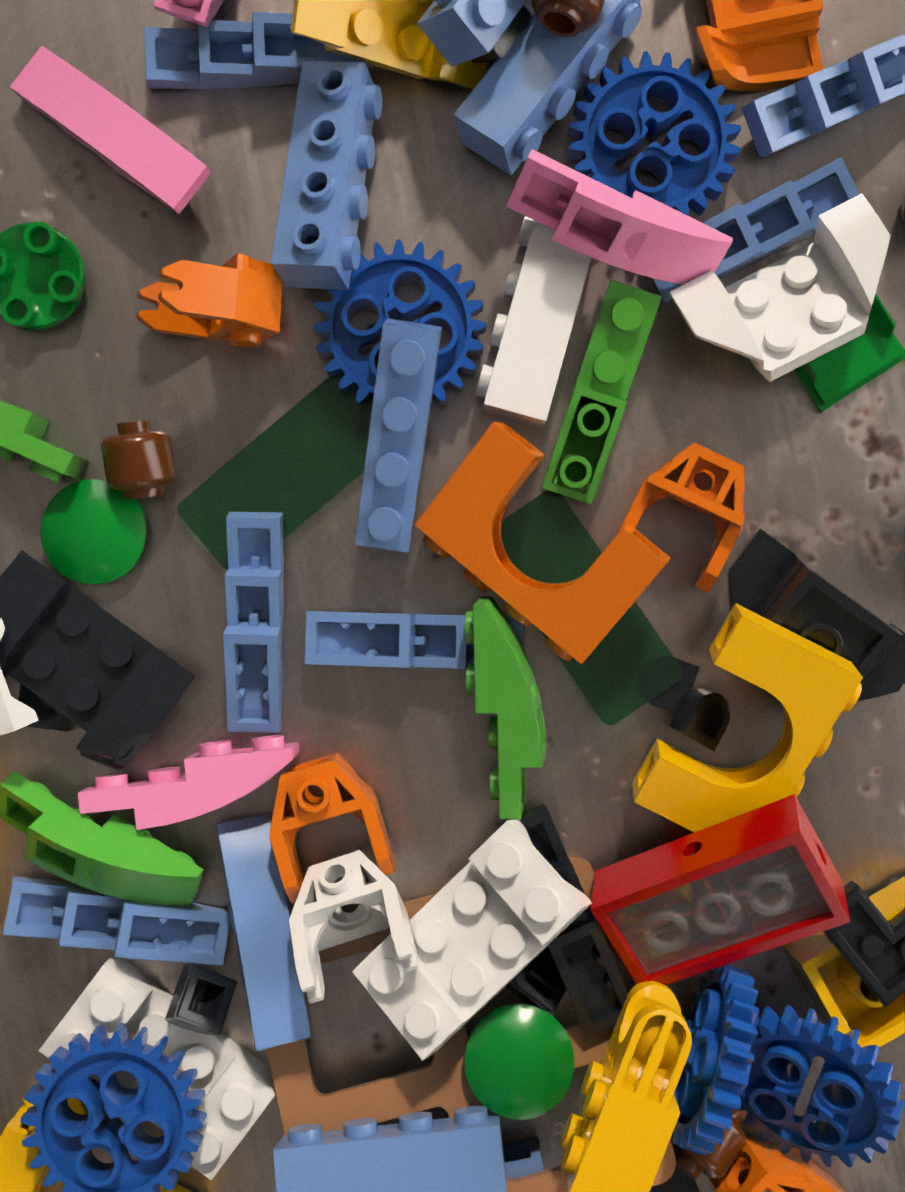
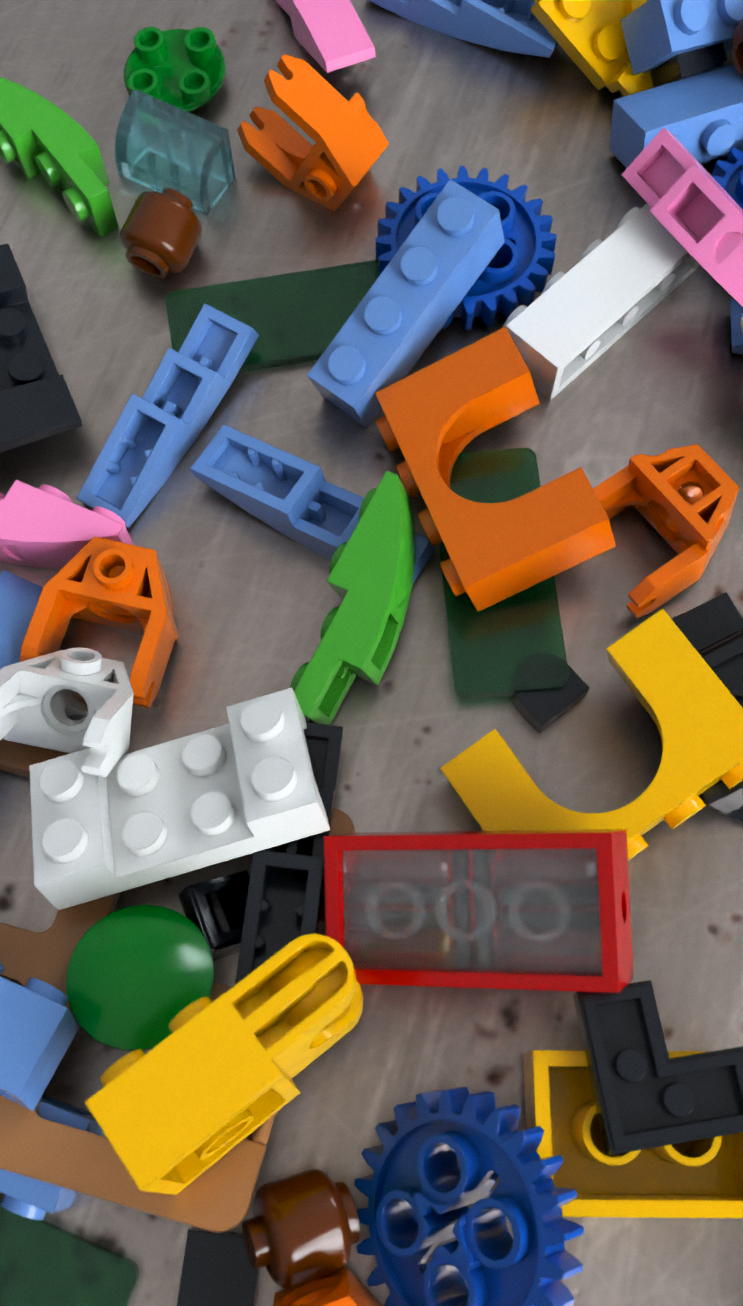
camera: 30 degrees right, 20 degrees down
(93, 532) = (80, 276): green dish -> none
(94, 373) = (173, 150): none -> clear light blue brick
(326, 175) = (469, 98): medium blue brick -> none
(600, 391) = (628, 383): bright green slope -> none
(703, 717) = (565, 741): black tile -> none
(718, 1058) = (360, 1094): blue gear -> none

